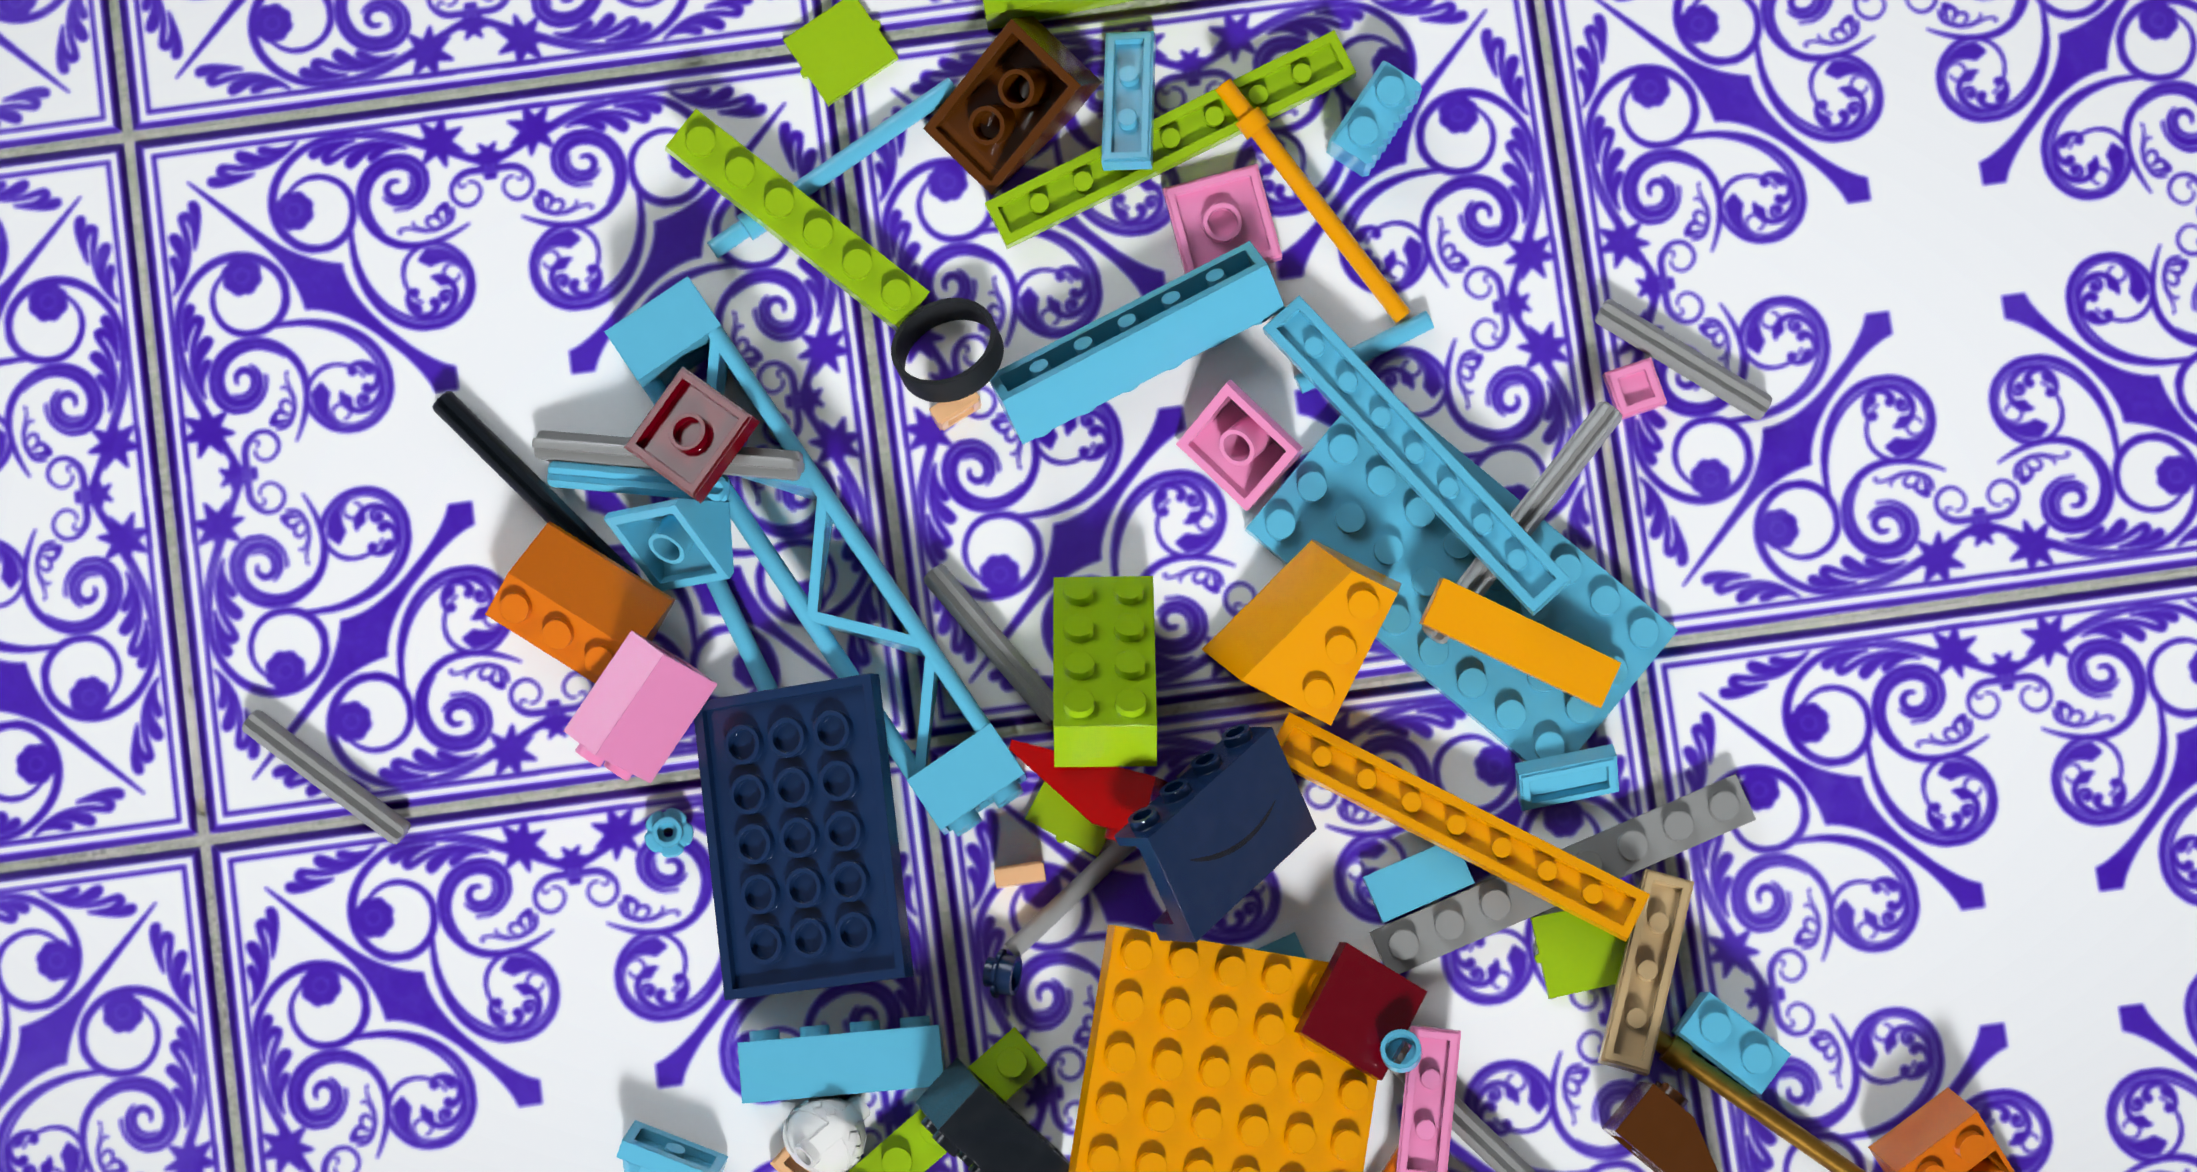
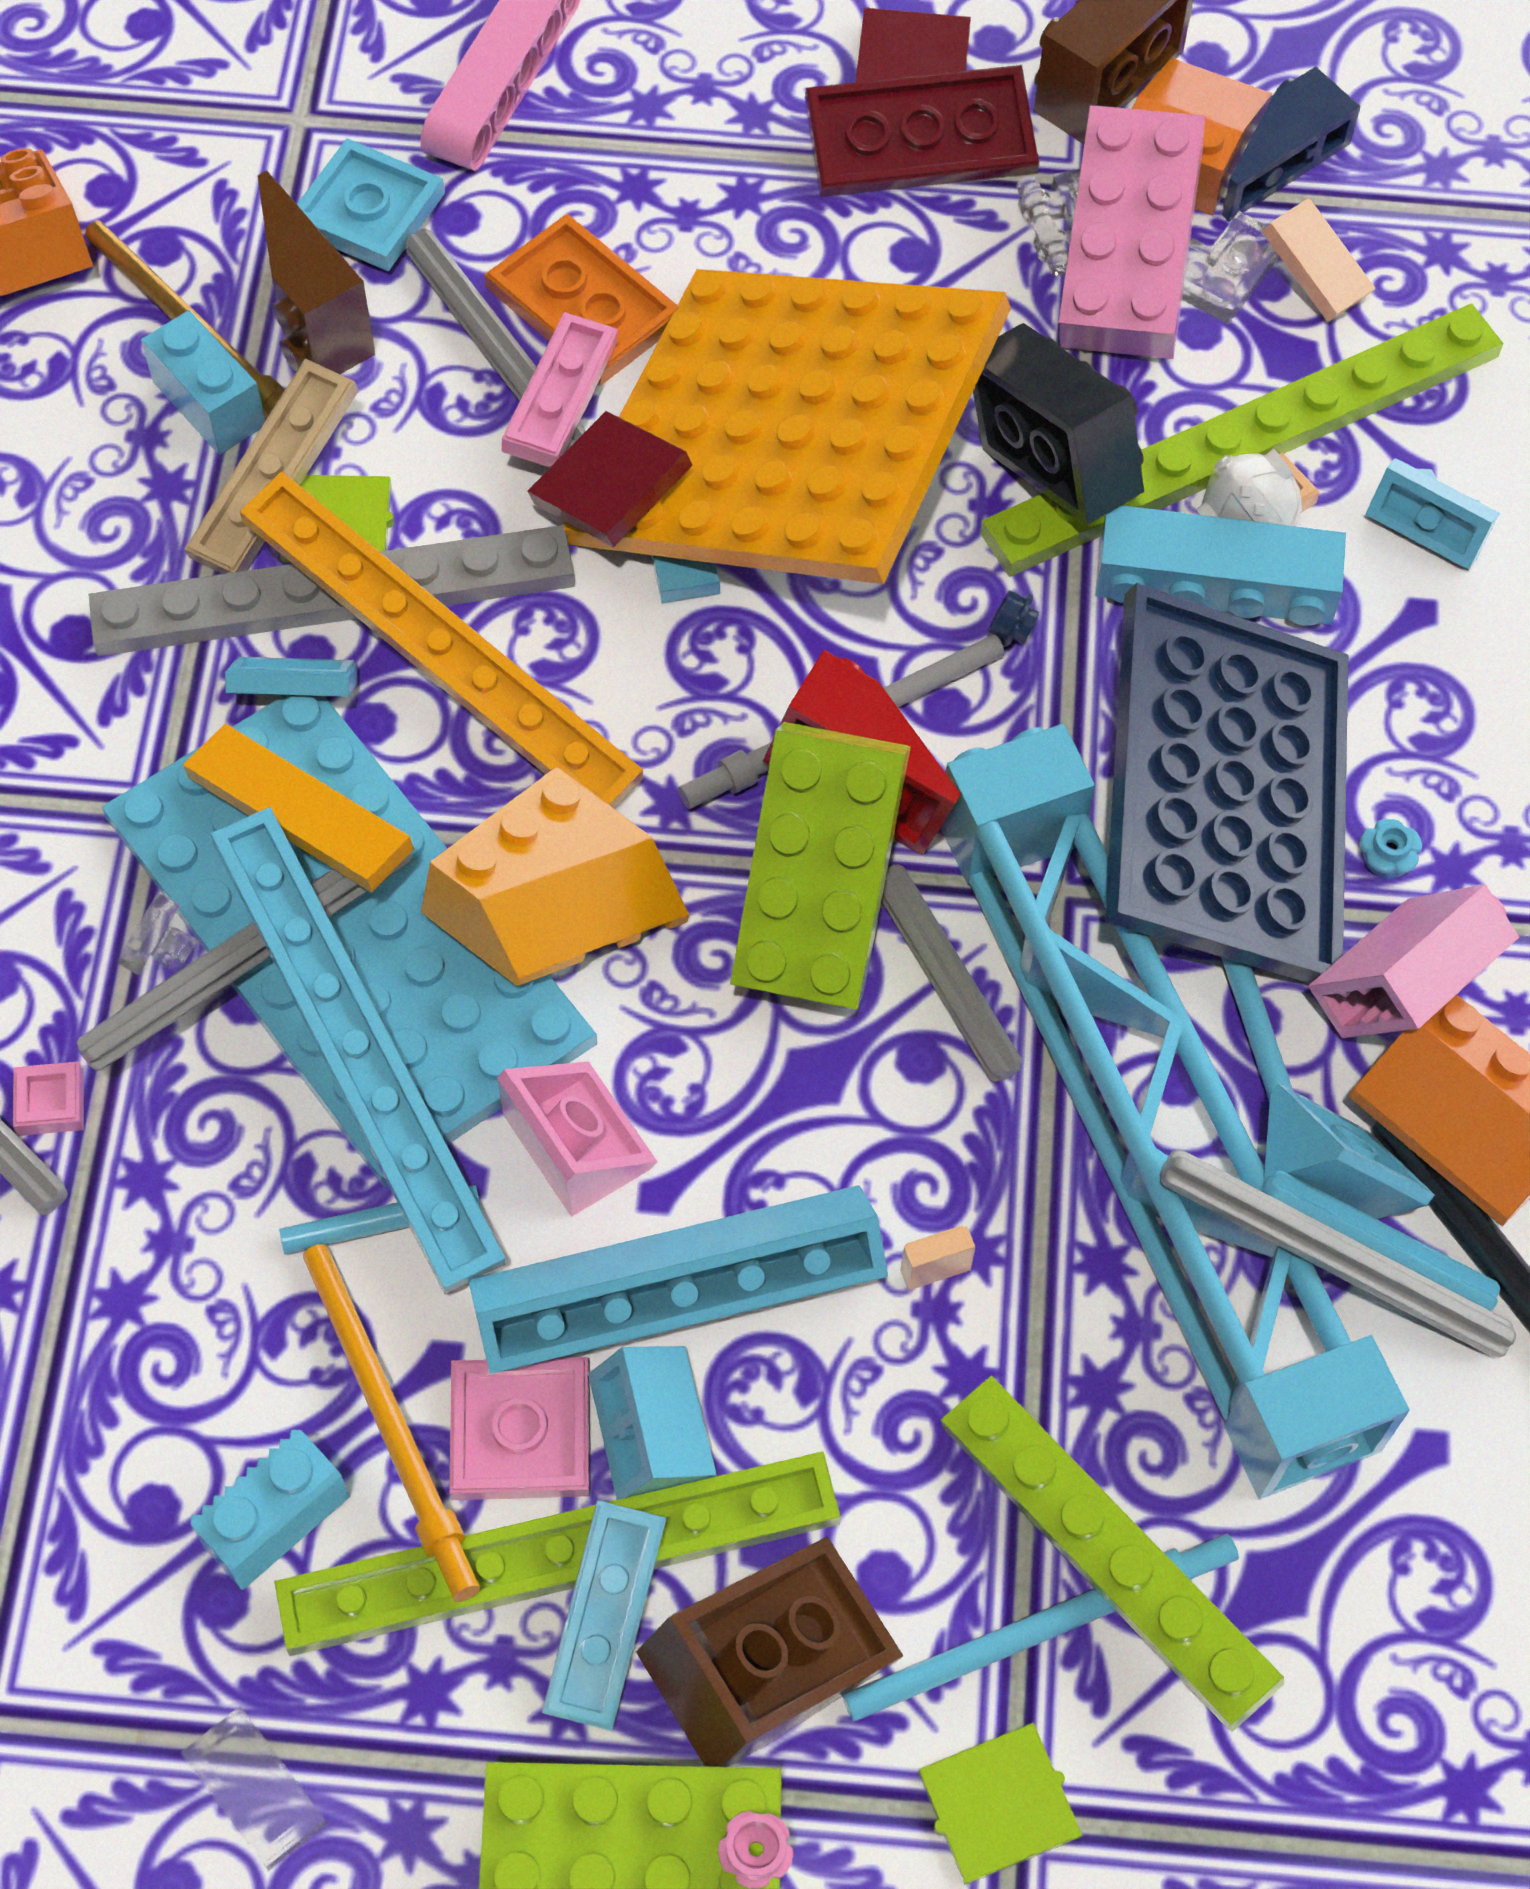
camera: 170 degrees left, 20 degrees down
(691, 434) = (1305, 1250): tile -> none
(931, 316) = (988, 1363): black tyre -> none
(1019, 874) = (971, 709): light nougat tile -> none
(1129, 239) = (650, 1420): none -> medium azure hinge
(1219, 830) = (728, 656): dark blue panel -> none
(1392, 1046) = (569, 410): medium azure hinge -> none
(1416, 882) = (512, 614): medium azure tile -> none
(1598, 527) = (157, 939): none -> clear tile

